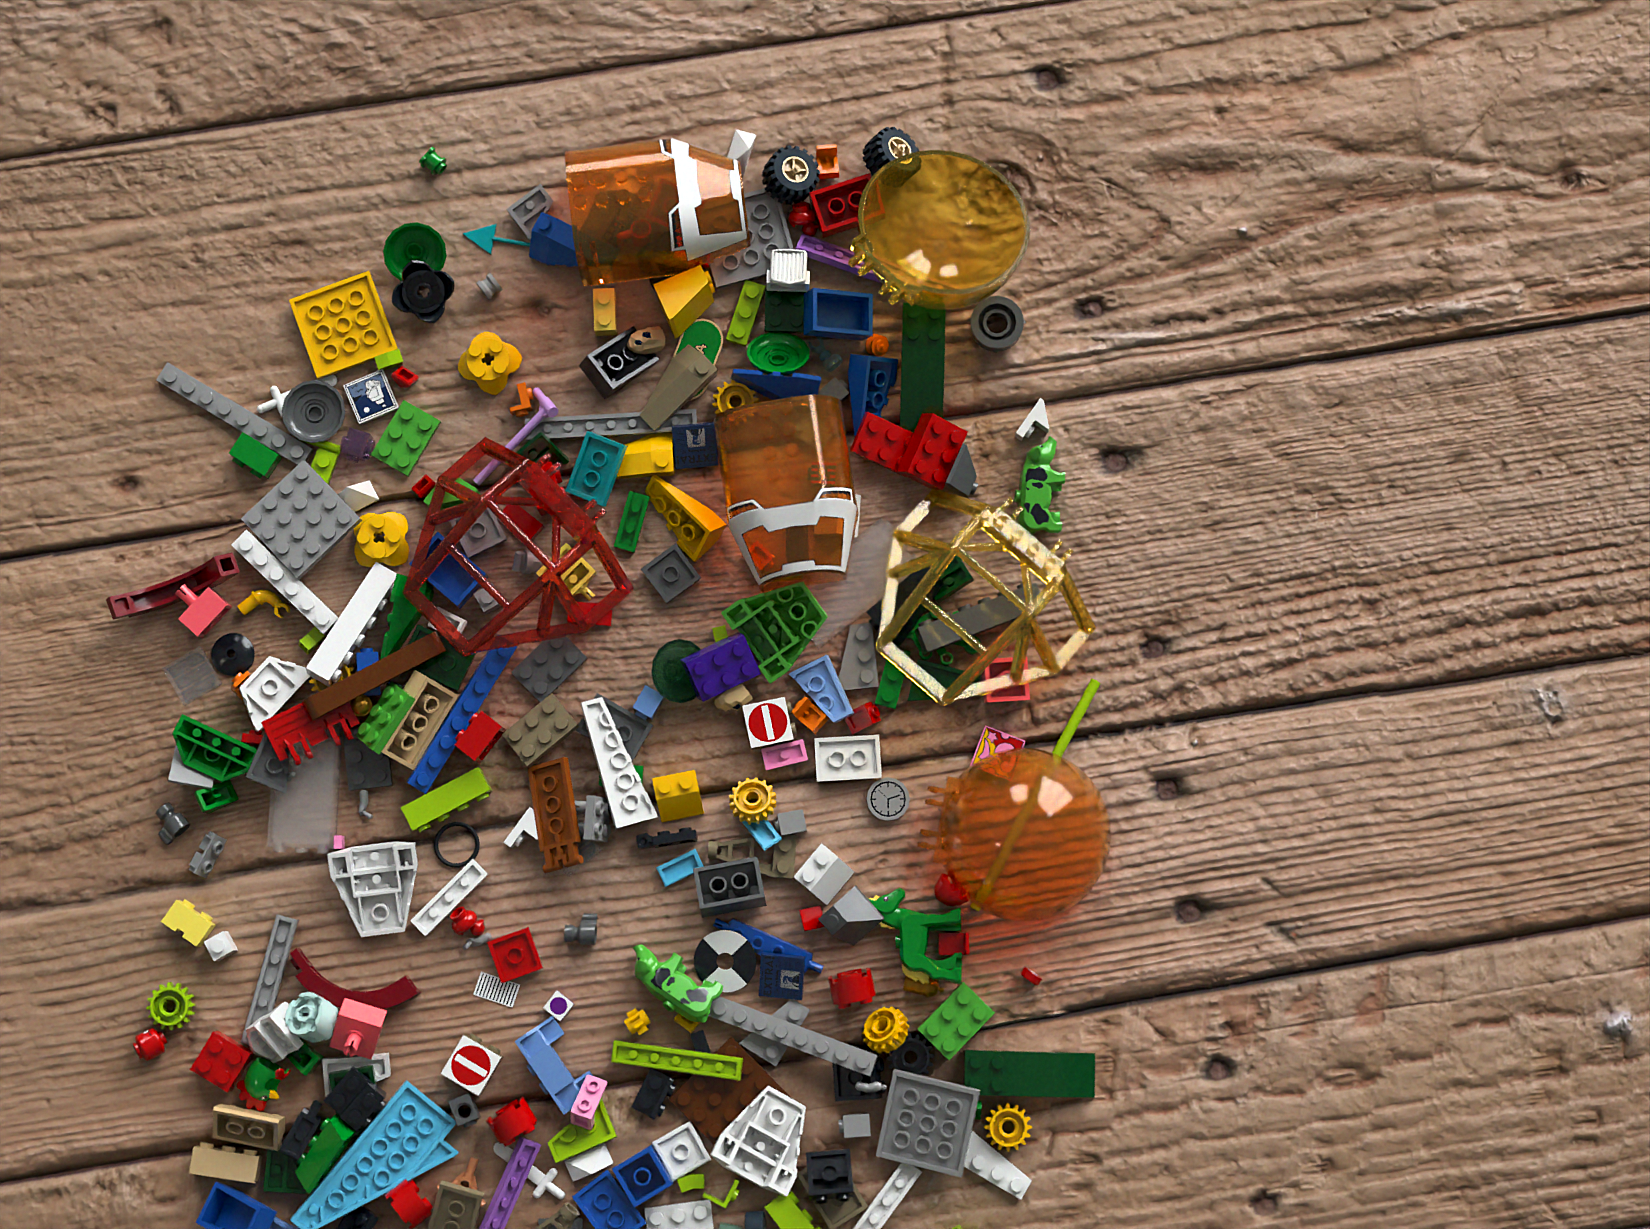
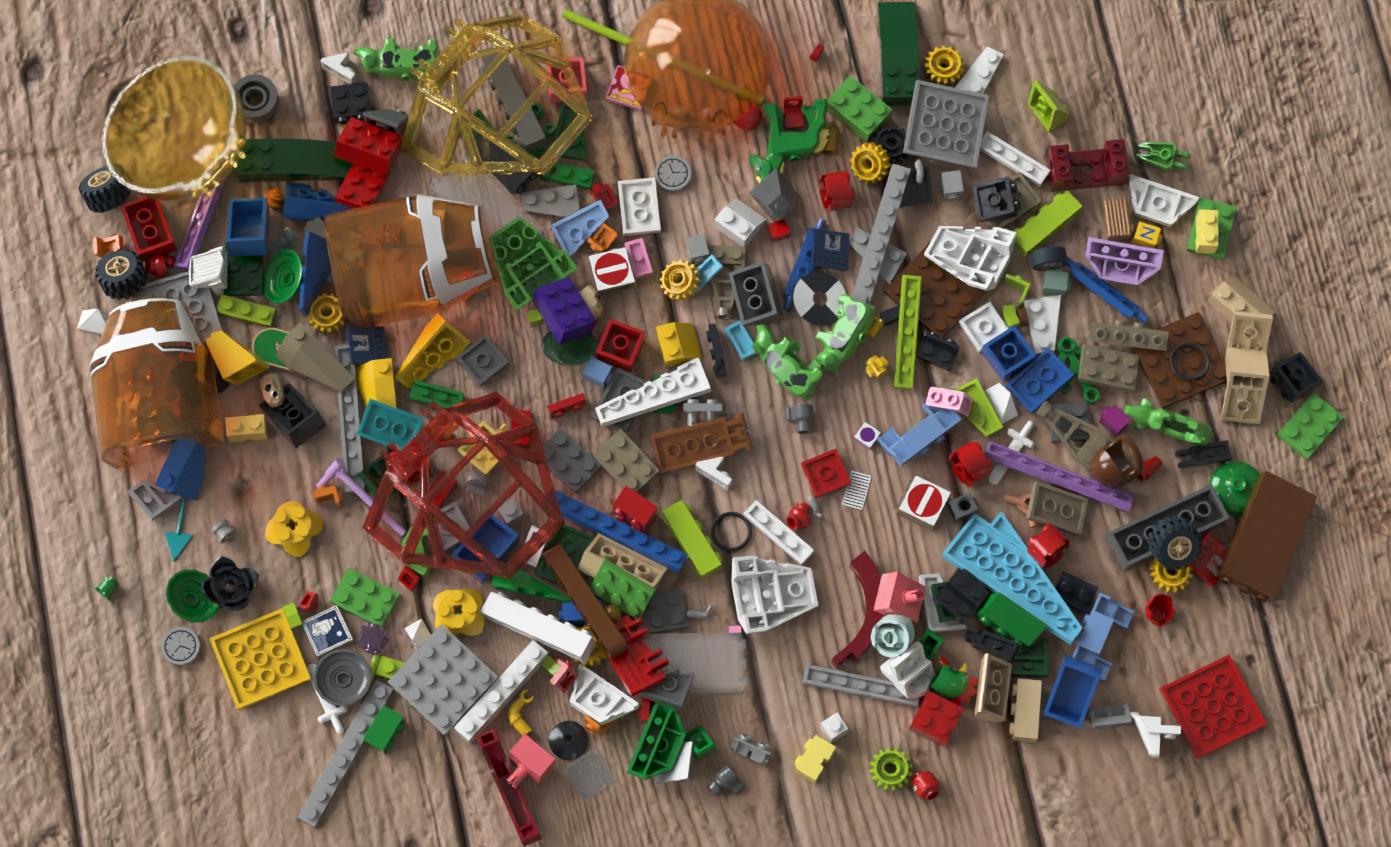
camera: 90 degrees left, 10 degrees down
(298, 652) = (564, 676): none -> red bracket
(364, 240) = (180, 646): none -> light grey tile
(607, 657) = (573, 403): none -> red plate
(643, 916) = (784, 365): none -> bright green animal
(677, 729) = (620, 345): none -> red brick
(689, 1196) = (1023, 317): none -> reddish brown tile
(991, 433) = (349, 102): none -> black plate

